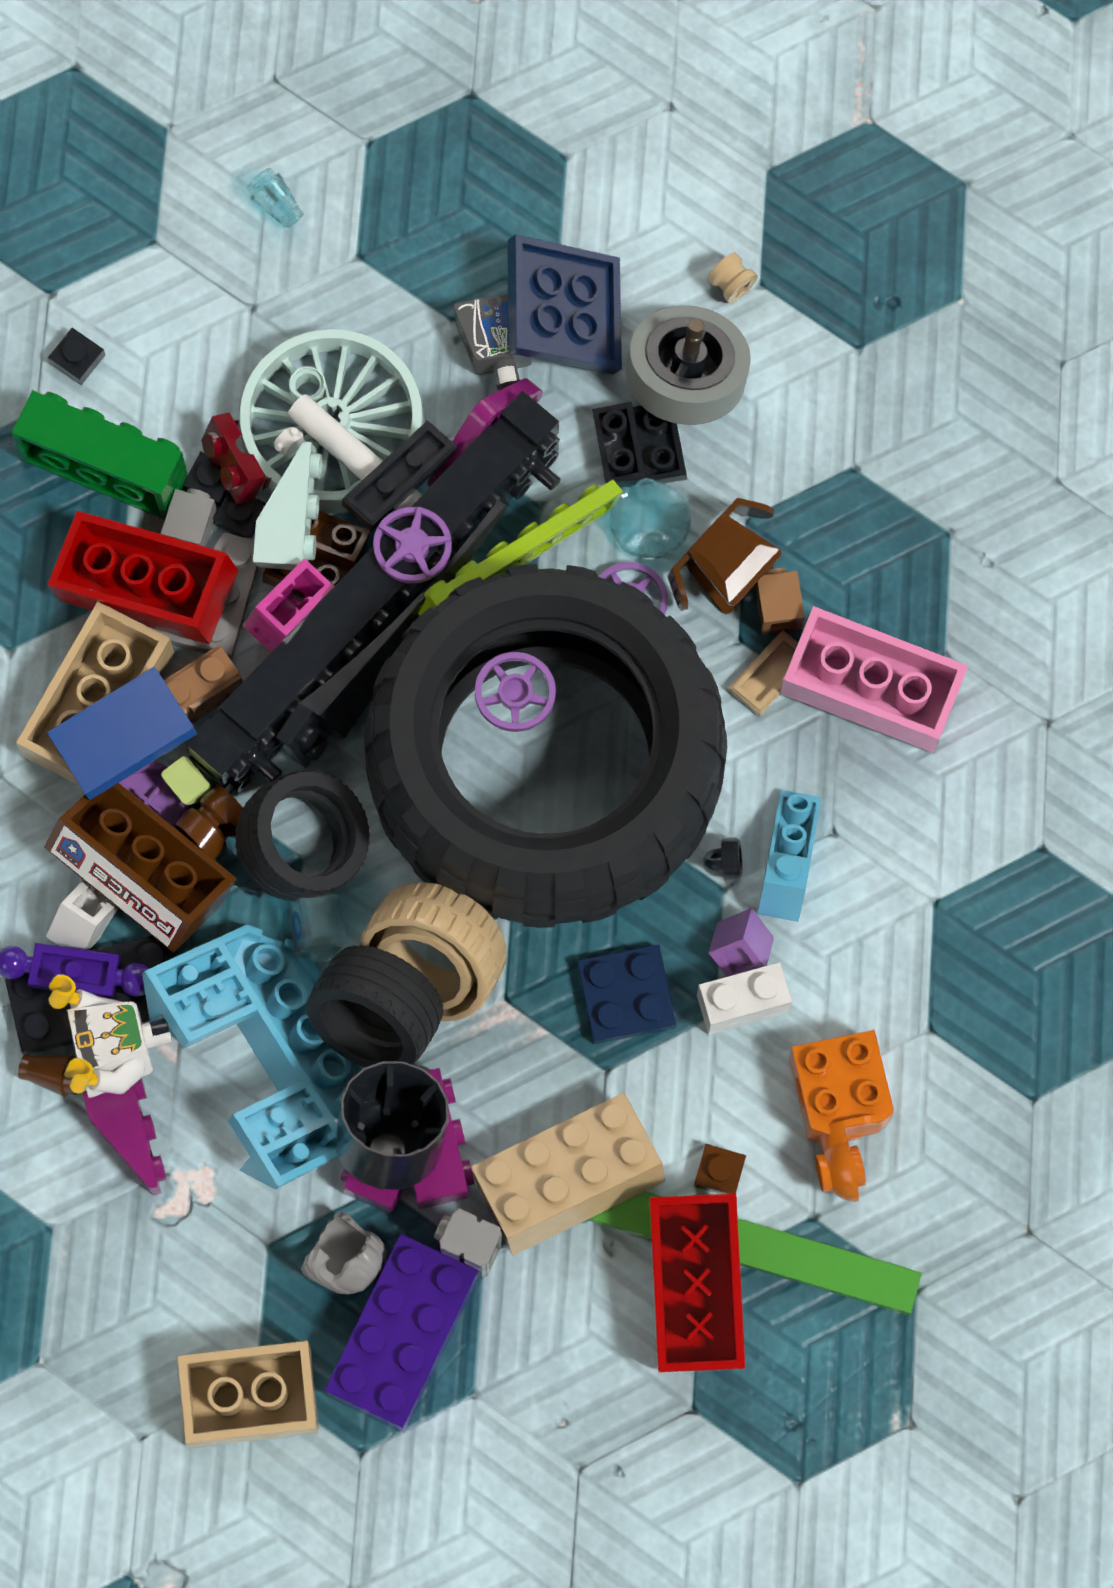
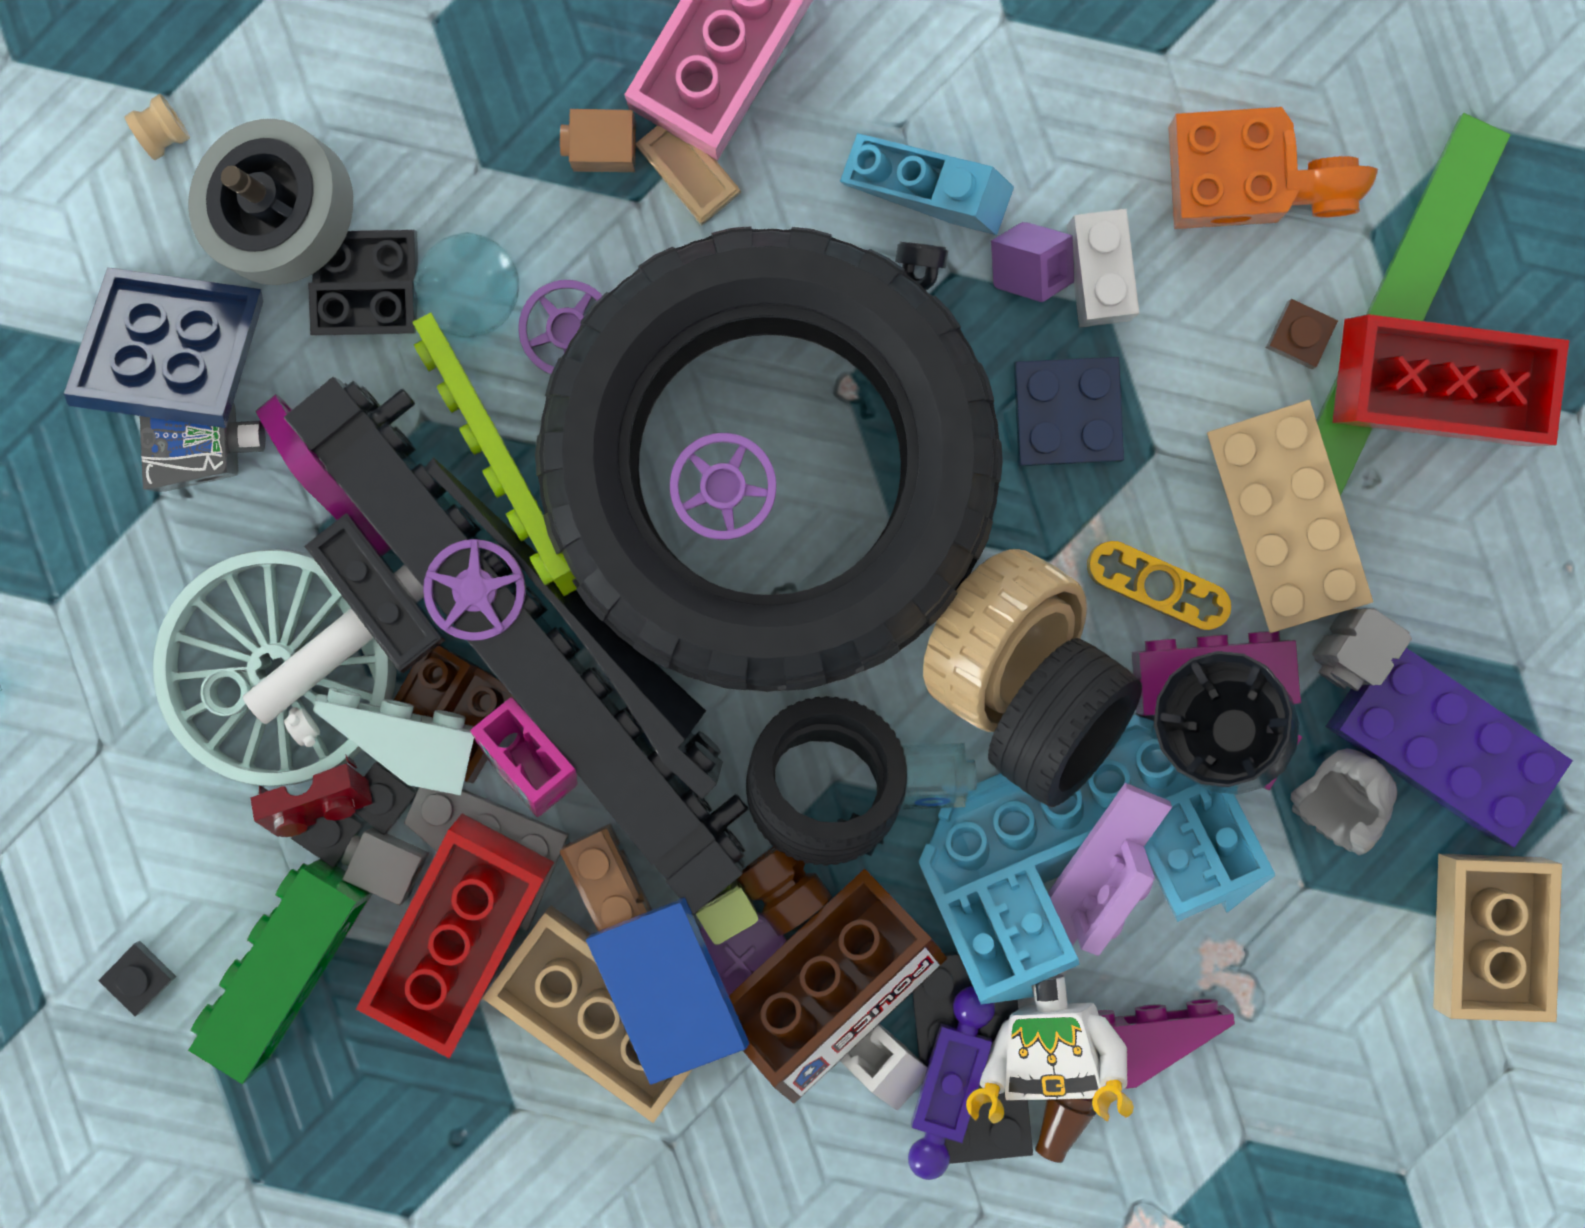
camera: 75 degrees left, 15 degrees up
(261, 1062) = (1109, 870): none -> lavender bracket
(499, 1118) = (1188, 613): none -> yellow beam
(727, 558) = (539, 196): reddish brown piece -> none

